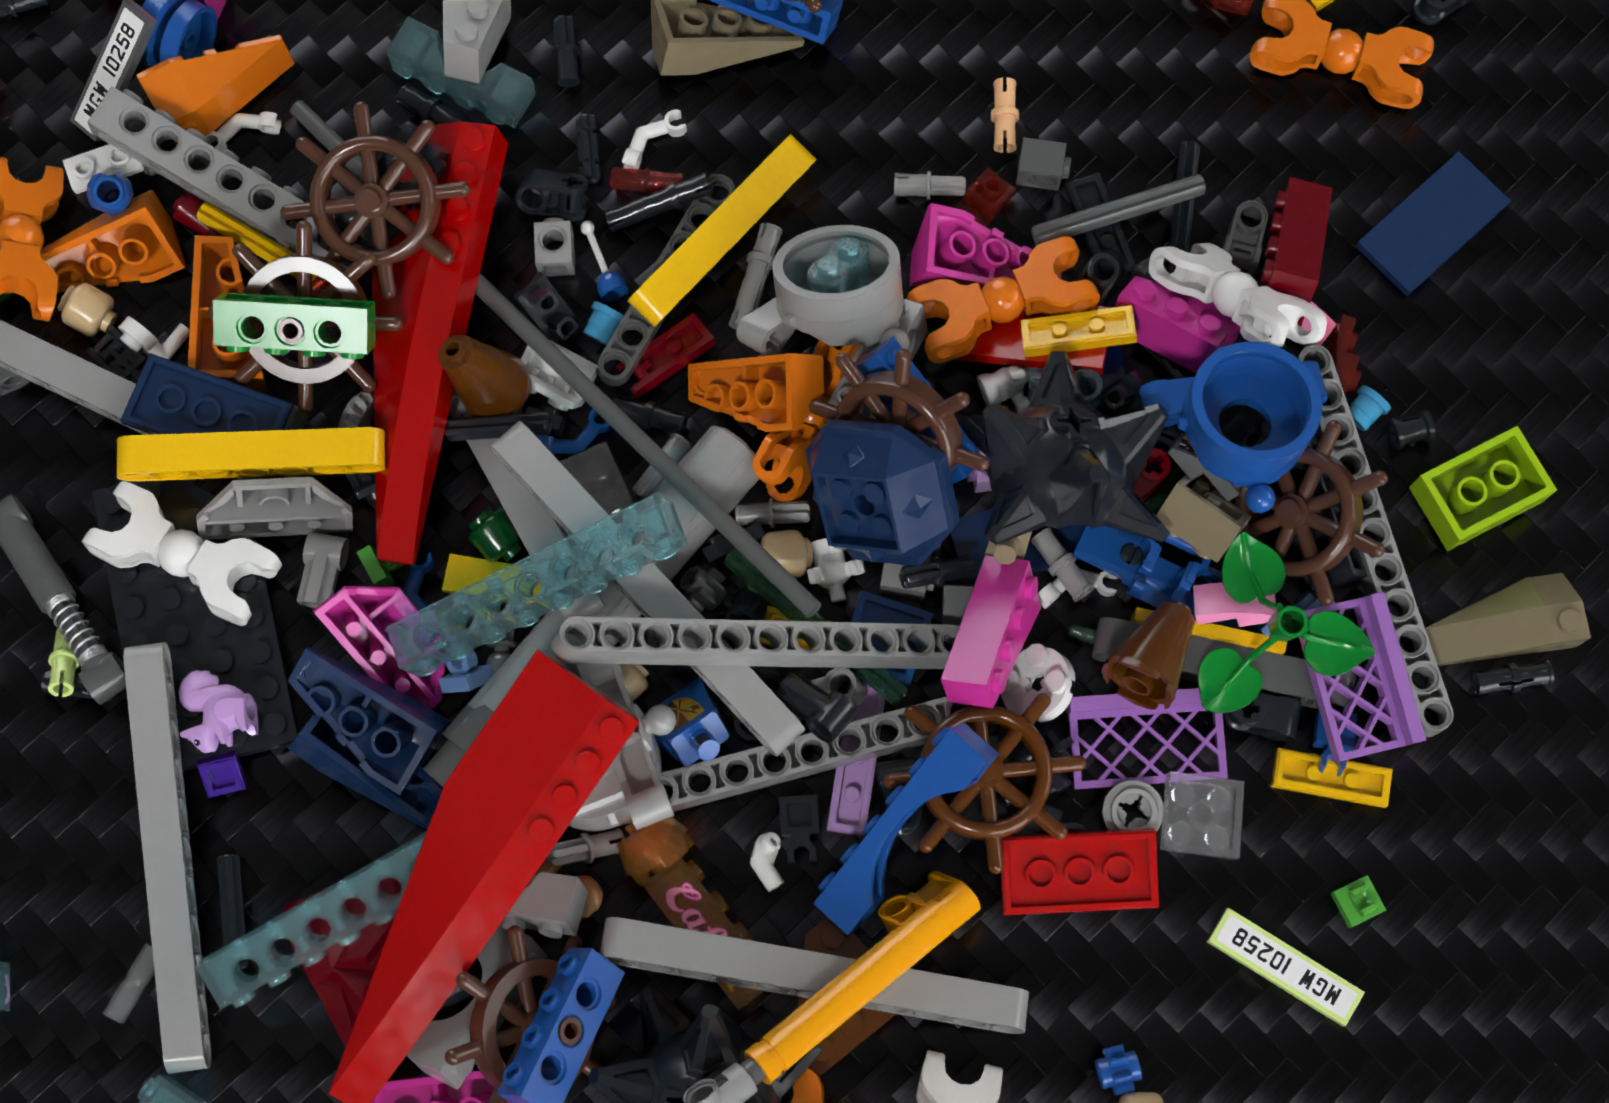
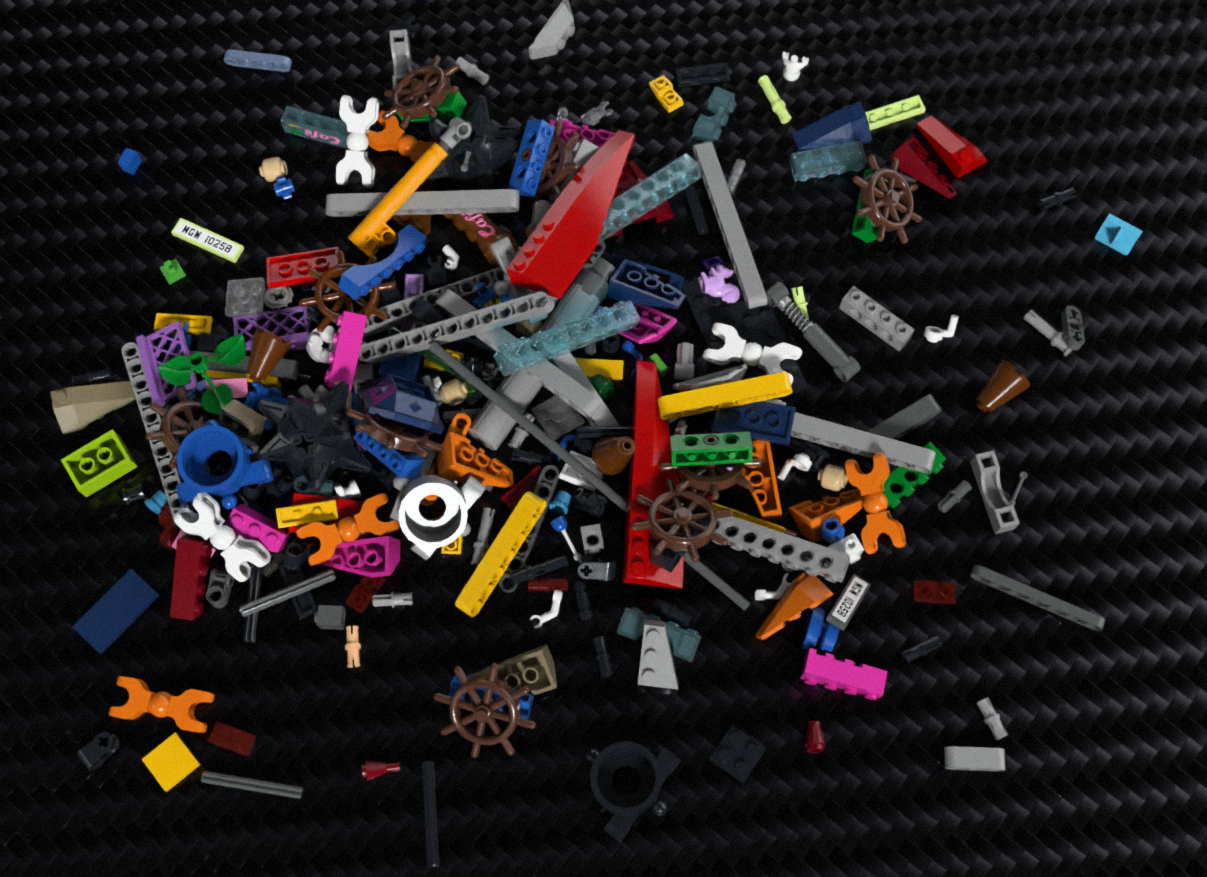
camera: 175 degrees right, 5 degrees down
(842, 269) = (435, 510): clear light blue brick -> none

